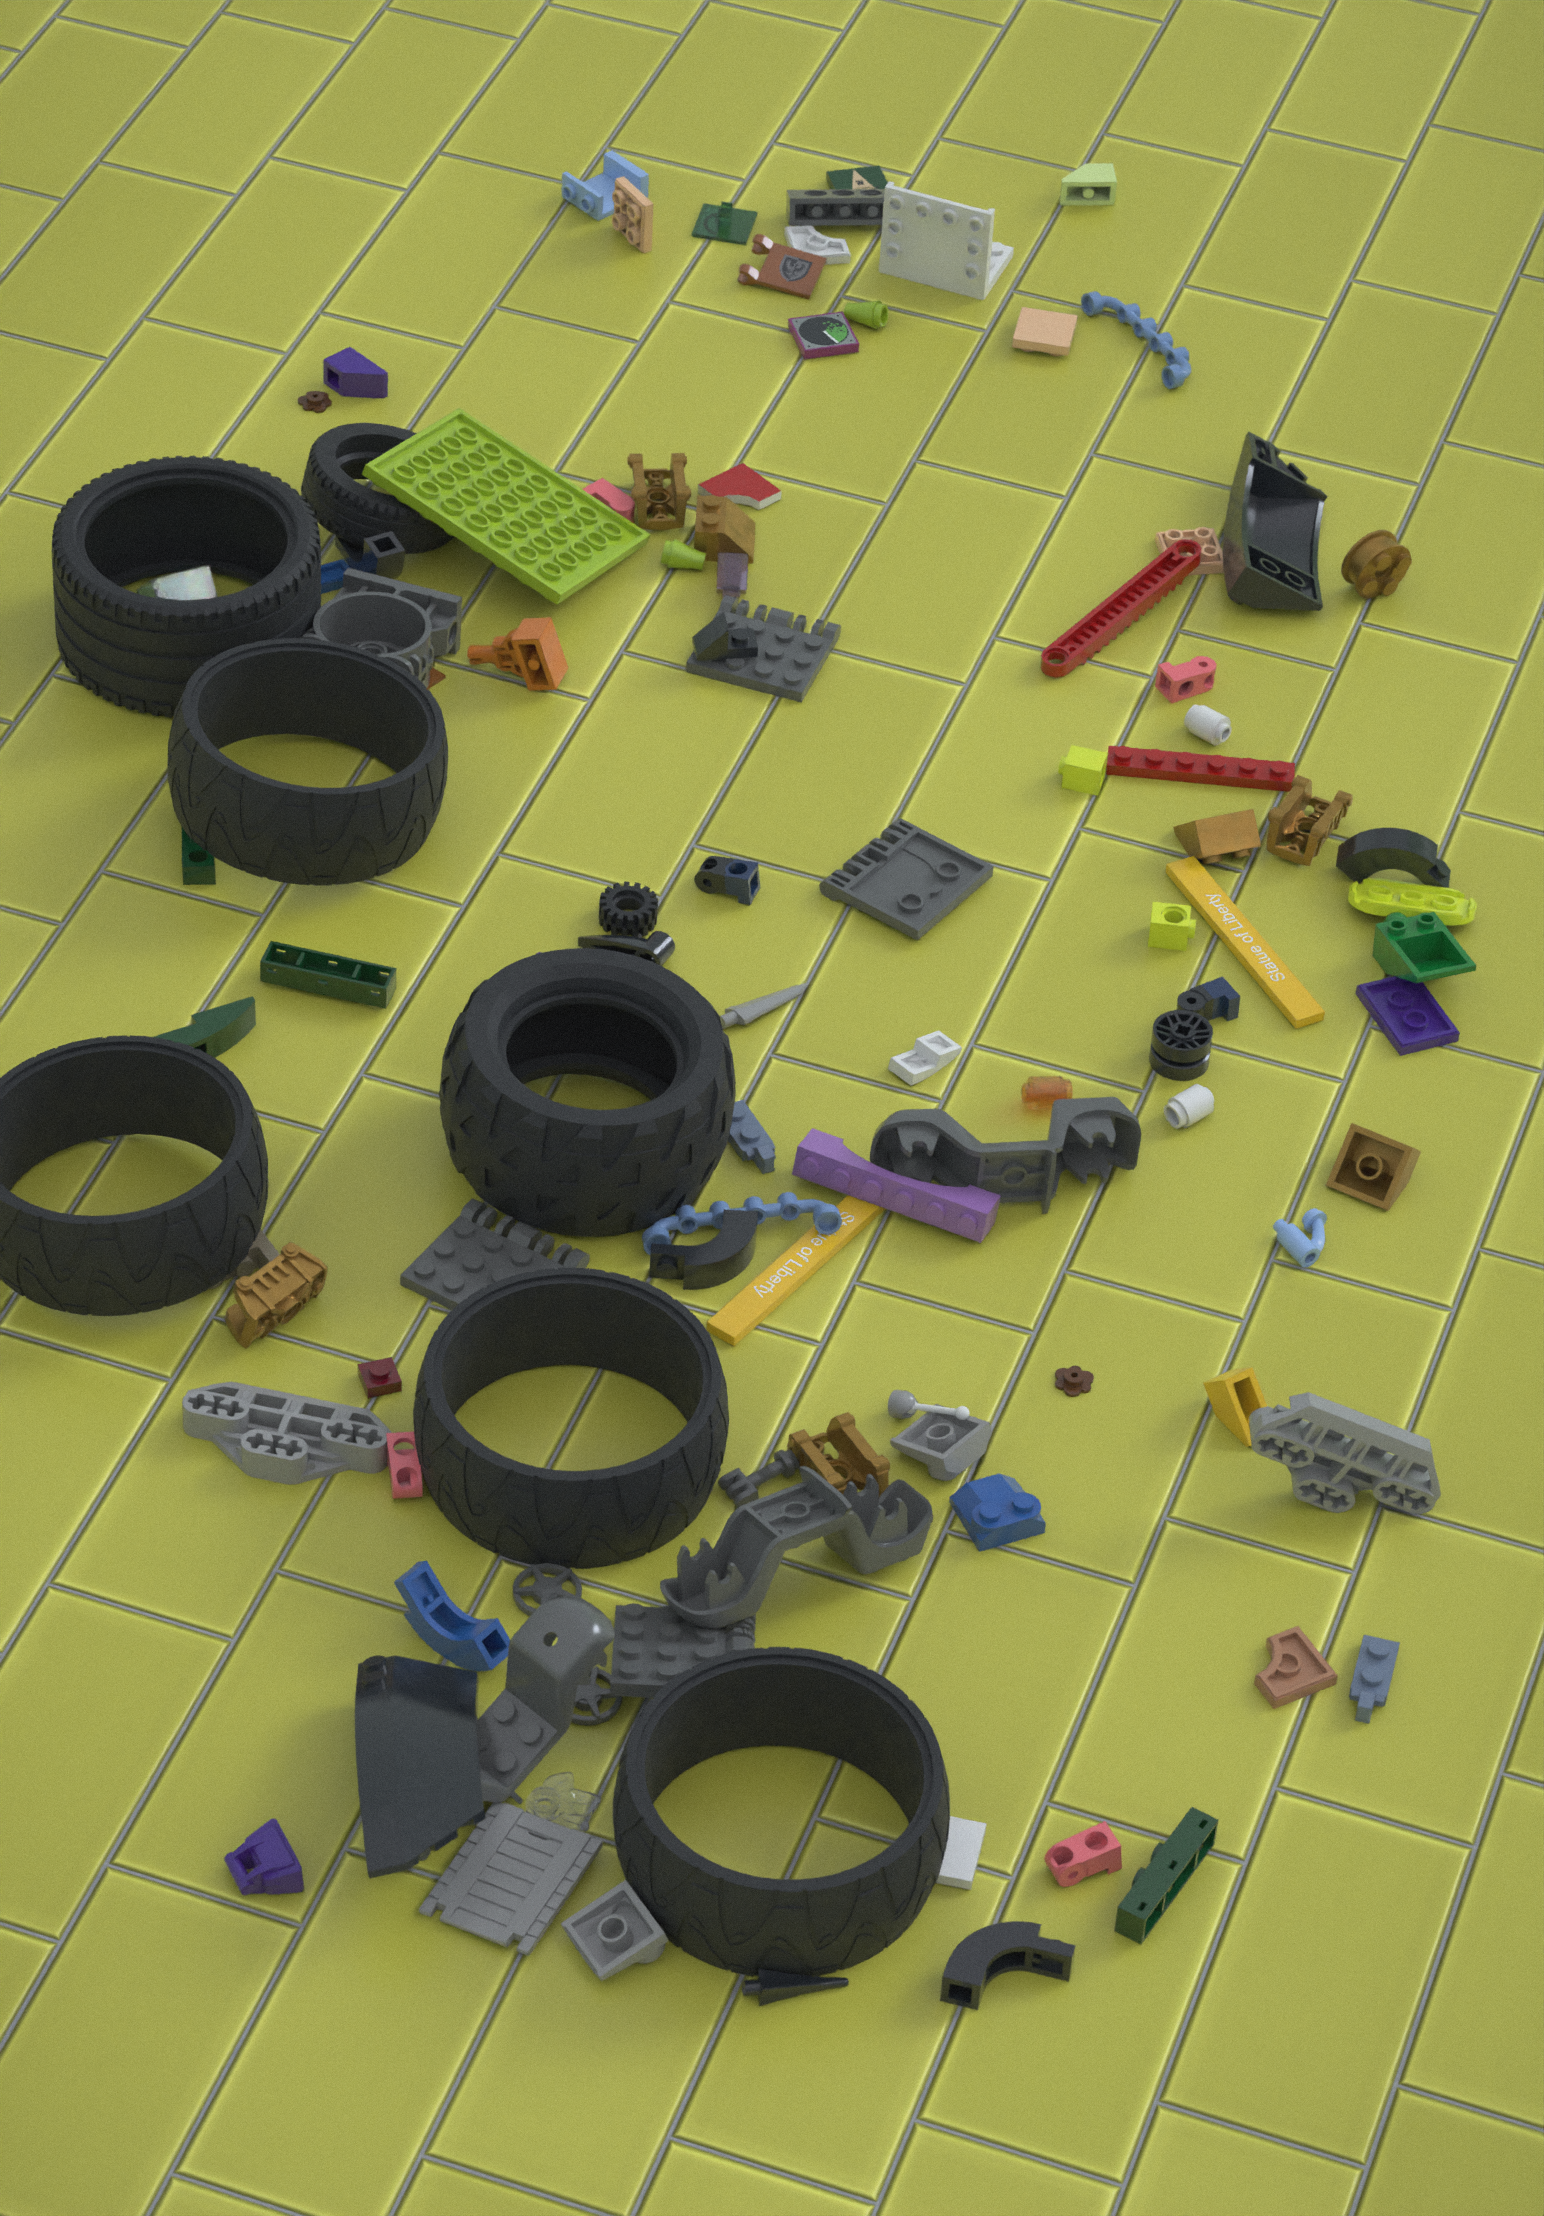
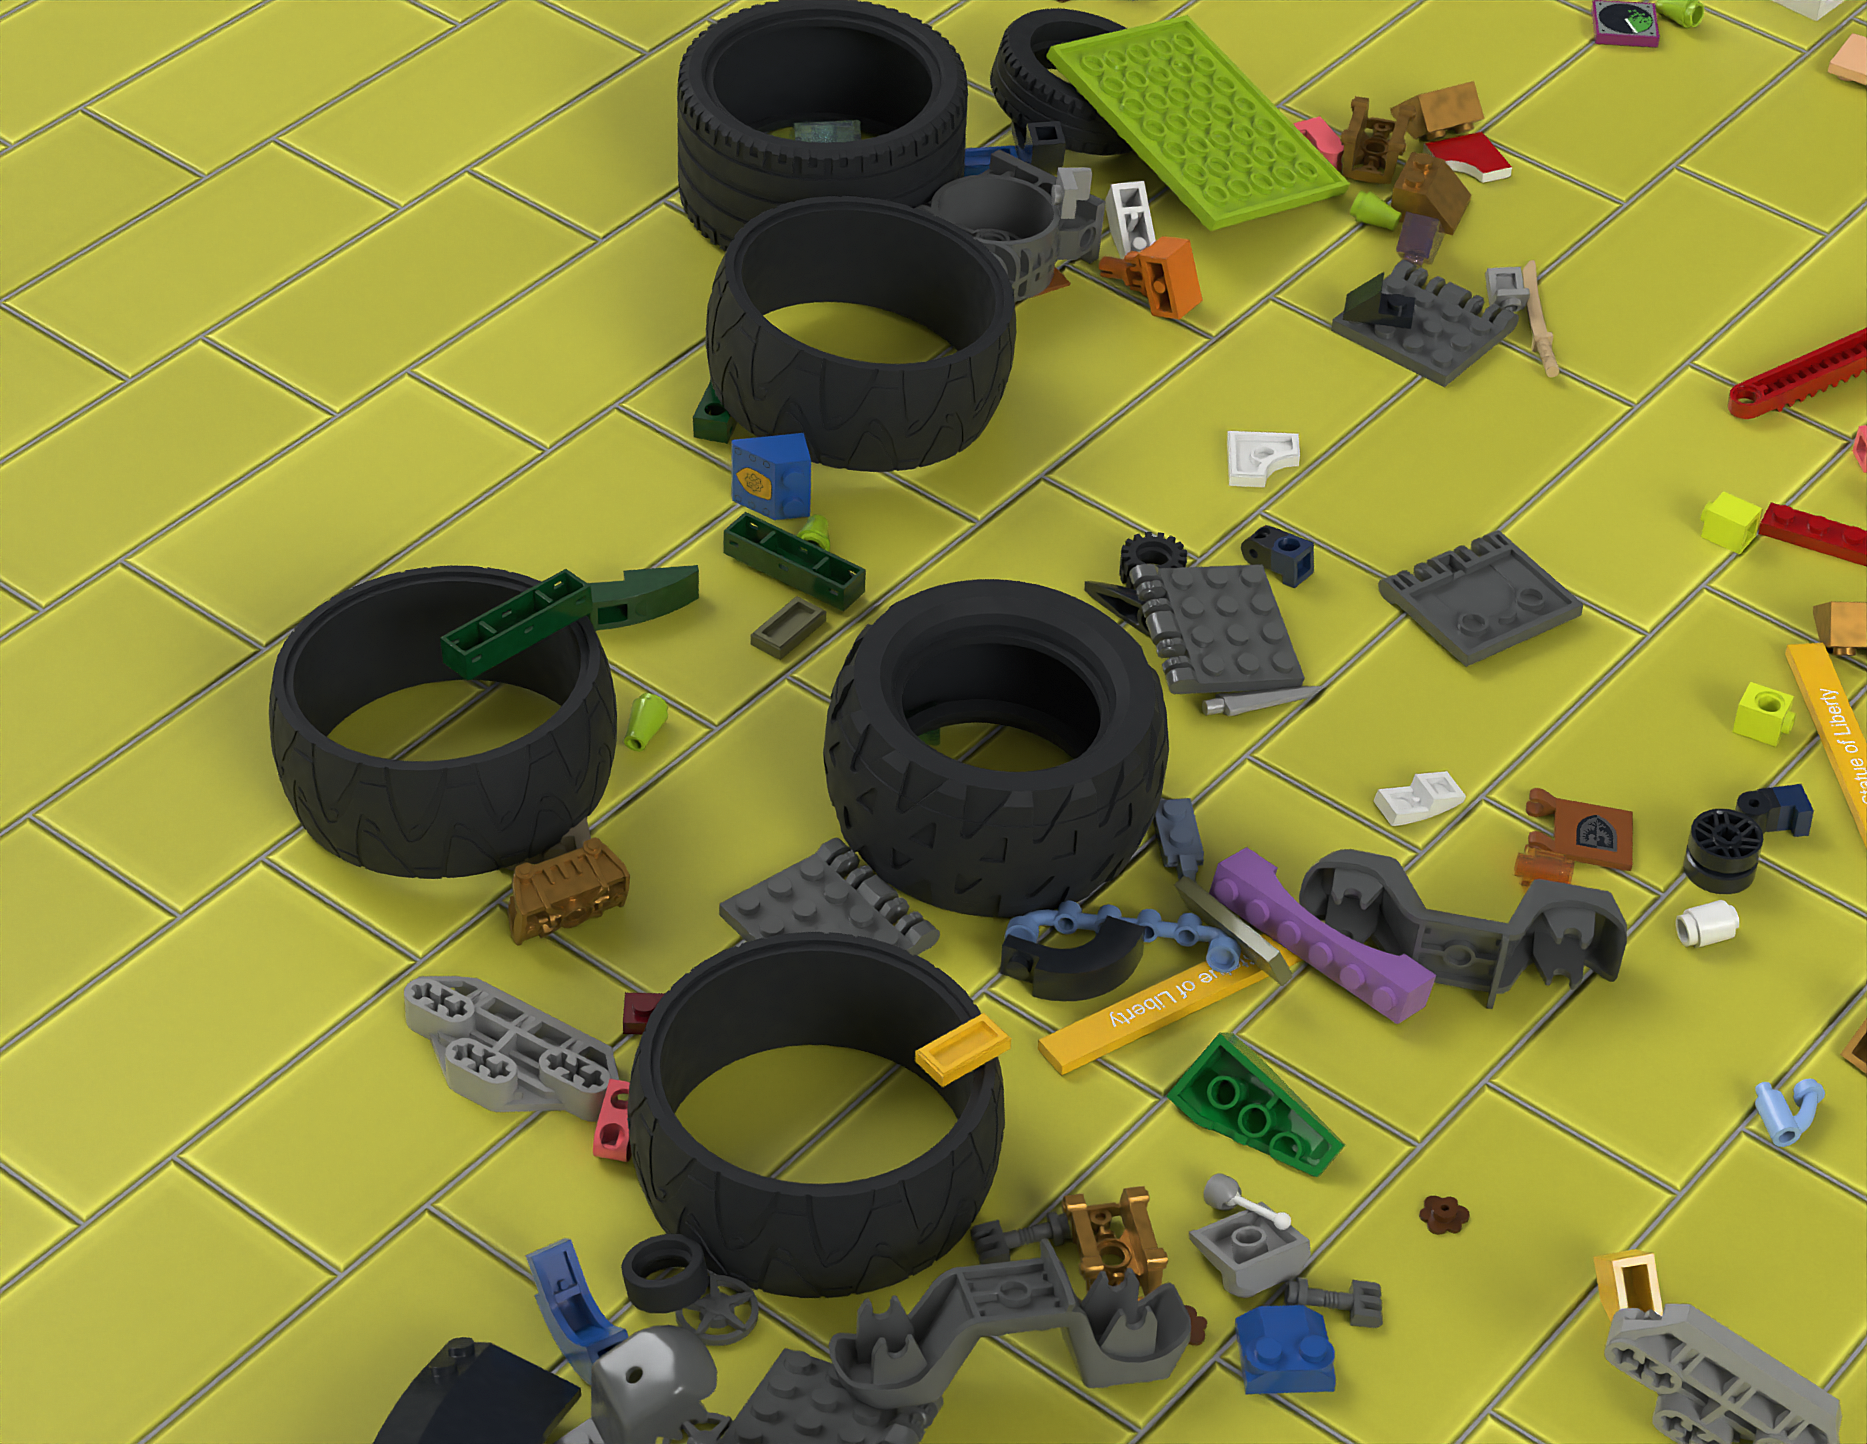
camera: 20 degrees right, 0 degrees up
(167, 1078) = (530, 619): none -> dark green piece
(272, 1134) = (645, 719): none -> lime cone
(279, 904) = (772, 475): none -> blue slope
(333, 944) = (816, 532): none -> lime cone
(345, 1033) = (788, 627): none -> olive tile
(431, 593) = (1070, 186): none -> light grey bracket
(480, 608) = (1129, 217): none -> white slope
(501, 1589) = (669, 1293): none -> black tyre
(673, 796) = (1259, 454): none -> white tile
(684, 1336) = (963, 1050): none -> yellow tile
(704, 450) = (1443, 111): none -> pearl gold slope
(710, 949) = (1217, 628): none -> dark grey hinge
(821, 603) = (1506, 288): none -> light grey bracket
(849, 1205) = (1250, 942): none -> olive tile
(868, 643) = (1541, 339): none -> tan sword
(893, 1332) = (1247, 1101): none -> green wedge
(1038, 1459) = (1361, 1301): none -> dark grey hinge
(1063, 1053) = (1583, 831): none -> dark orange flag

